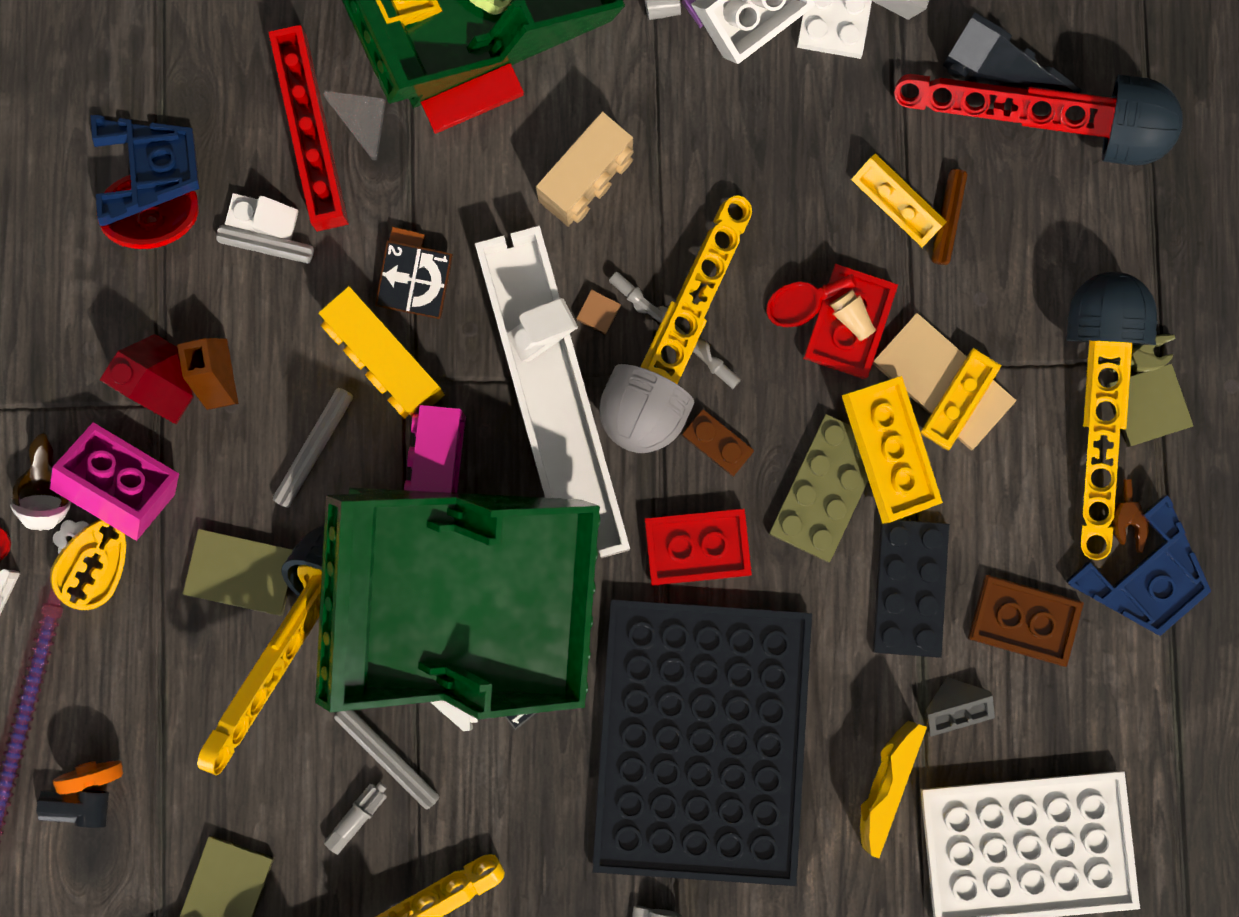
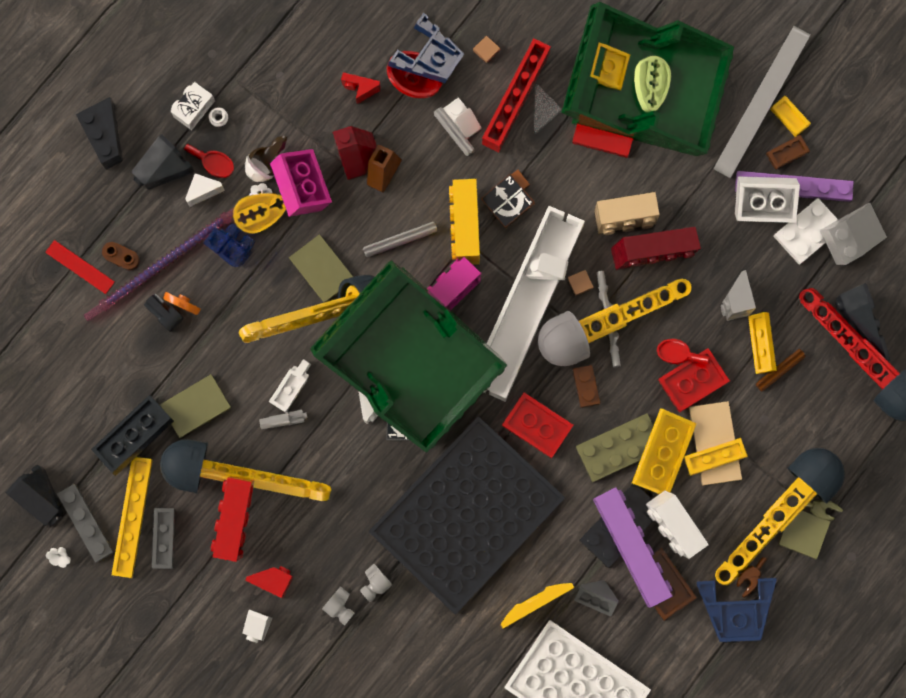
camera: 45 degrees right, 5 degrees down
(89, 647) = (228, 247): none -> clear blue hips
(95, 279) = (365, 86): none -> red slope
(217, 98) = (486, 49): none -> medium nougat tile
(329, 765) = (290, 386): none -> white hinge
(387, 758) = (318, 404): light grey axle -> none
(659, 185) = (655, 247): none -> dark red wedge
(822, 165) = (739, 300): none -> light grey slope
(853, 314) = (696, 377): tan cone -> none
(953, 607) = (632, 547): none -> medium lavender brick
(987, 532) = (676, 525): none -> white brick

